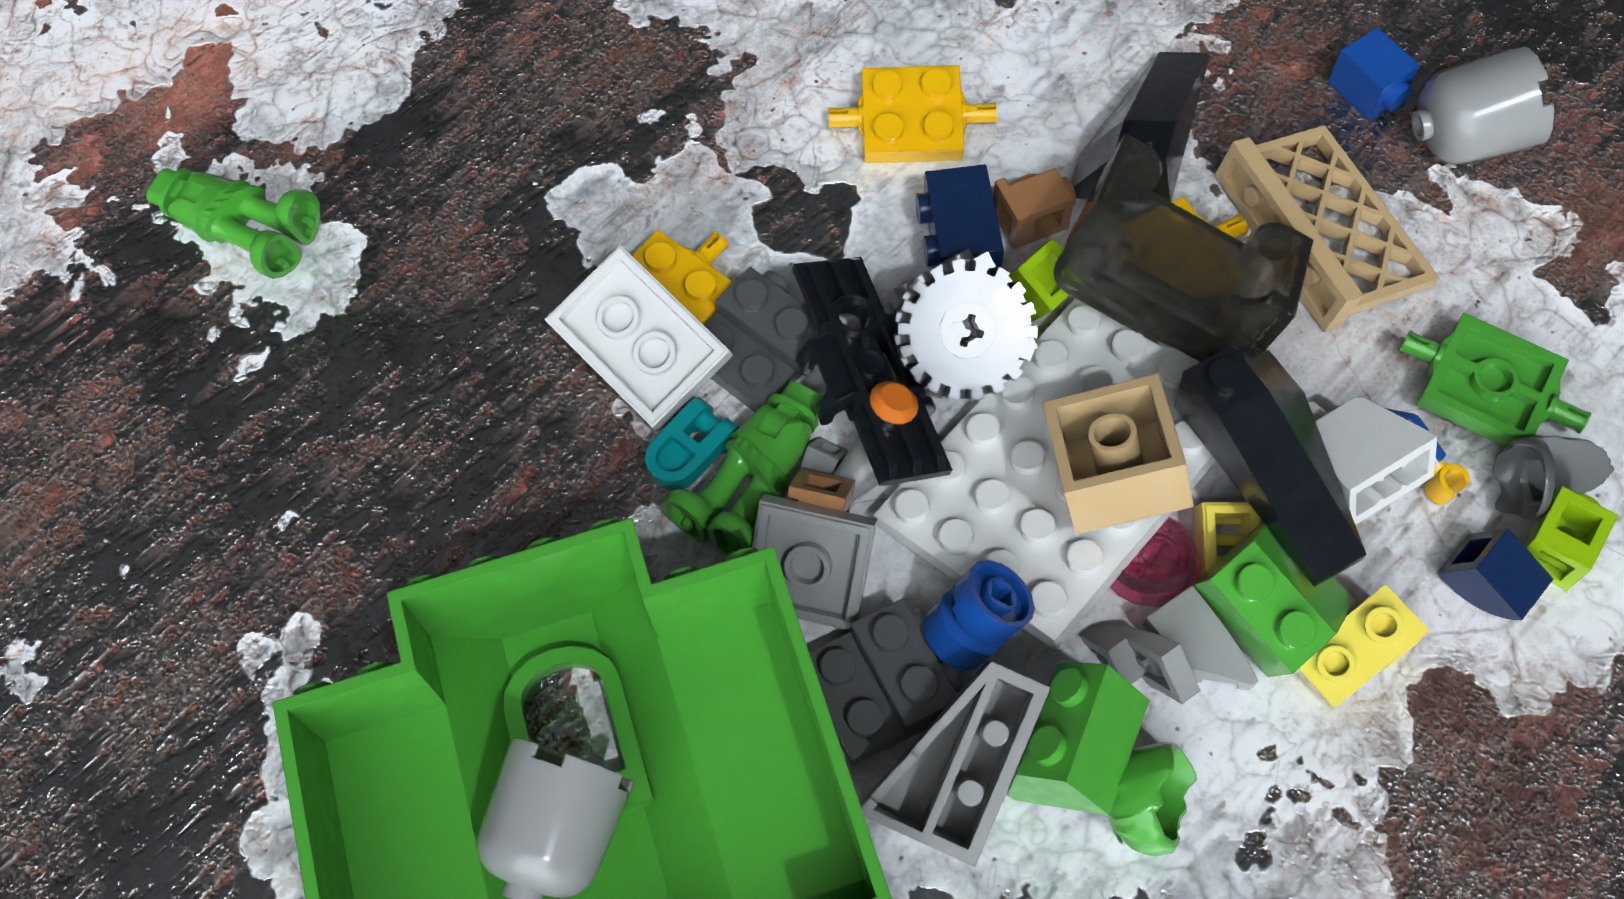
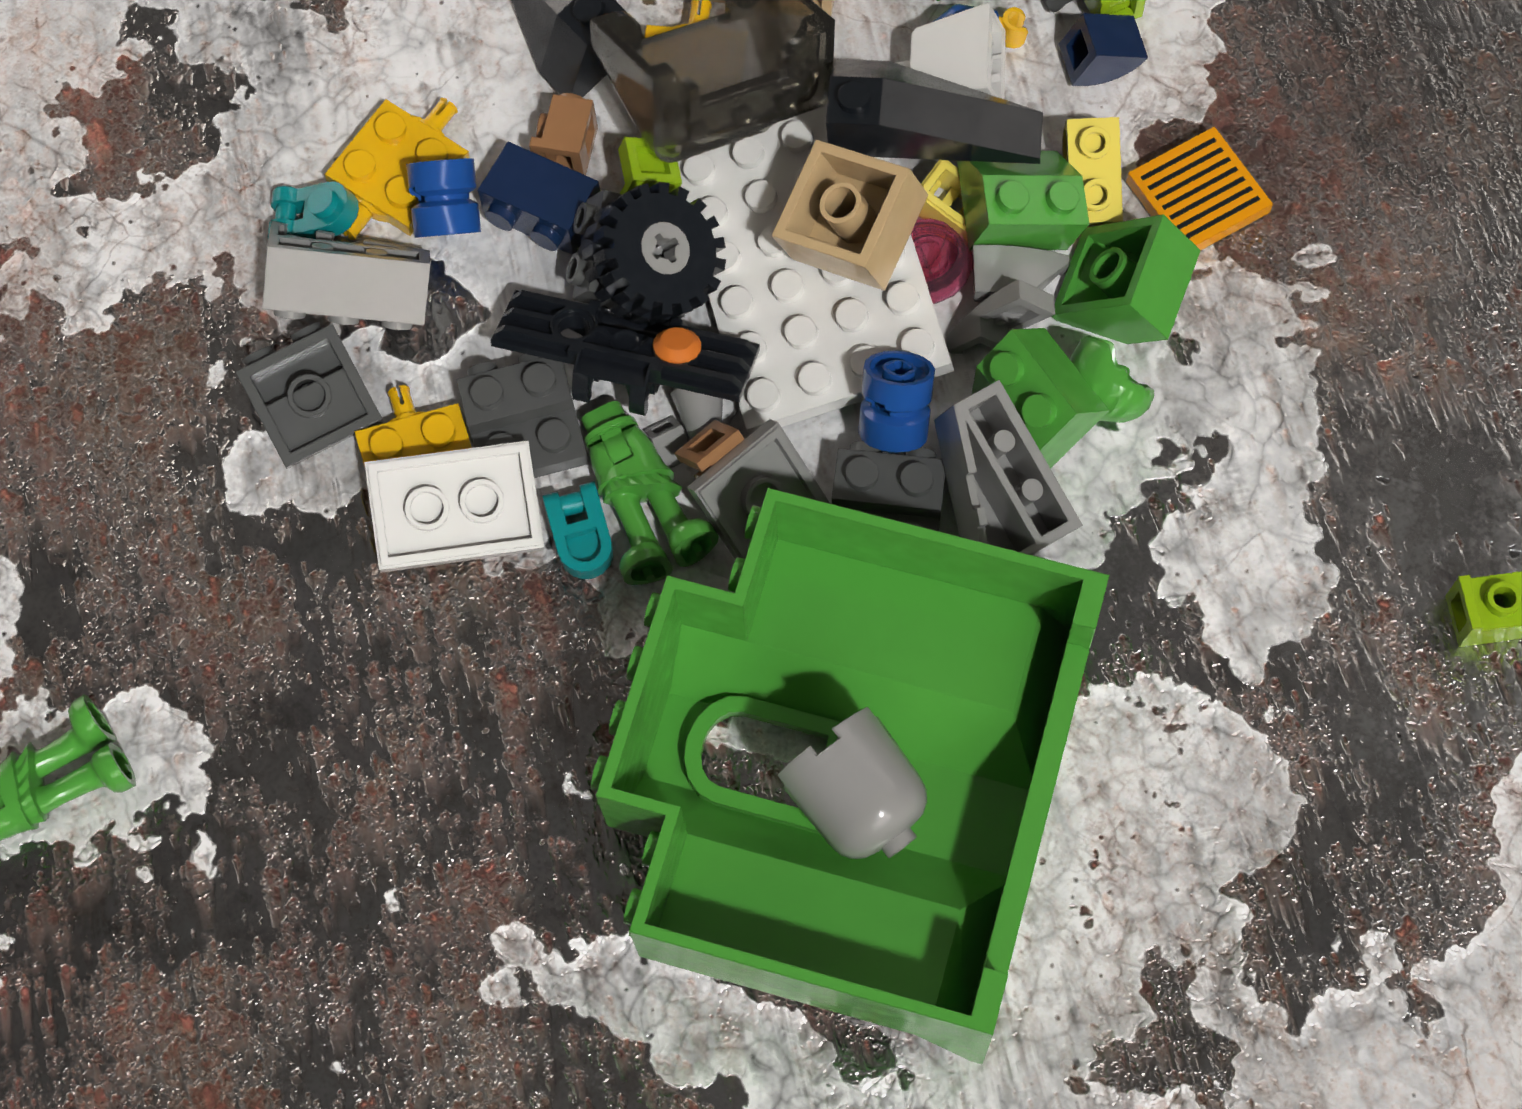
camera: 55 degrees left, 5 degrees up
(667, 177) = (307, 393): none -> dark grey plate
(774, 132) = (345, 279): none -> light grey wedge
(823, 82) = (323, 205): none -> teal plate
(898, 156) = (443, 197): none -> blue wheel
(1275, 752) = (1127, 280): none -> bright green slope
(1427, 762) = (1200, 189): none -> light orange tile

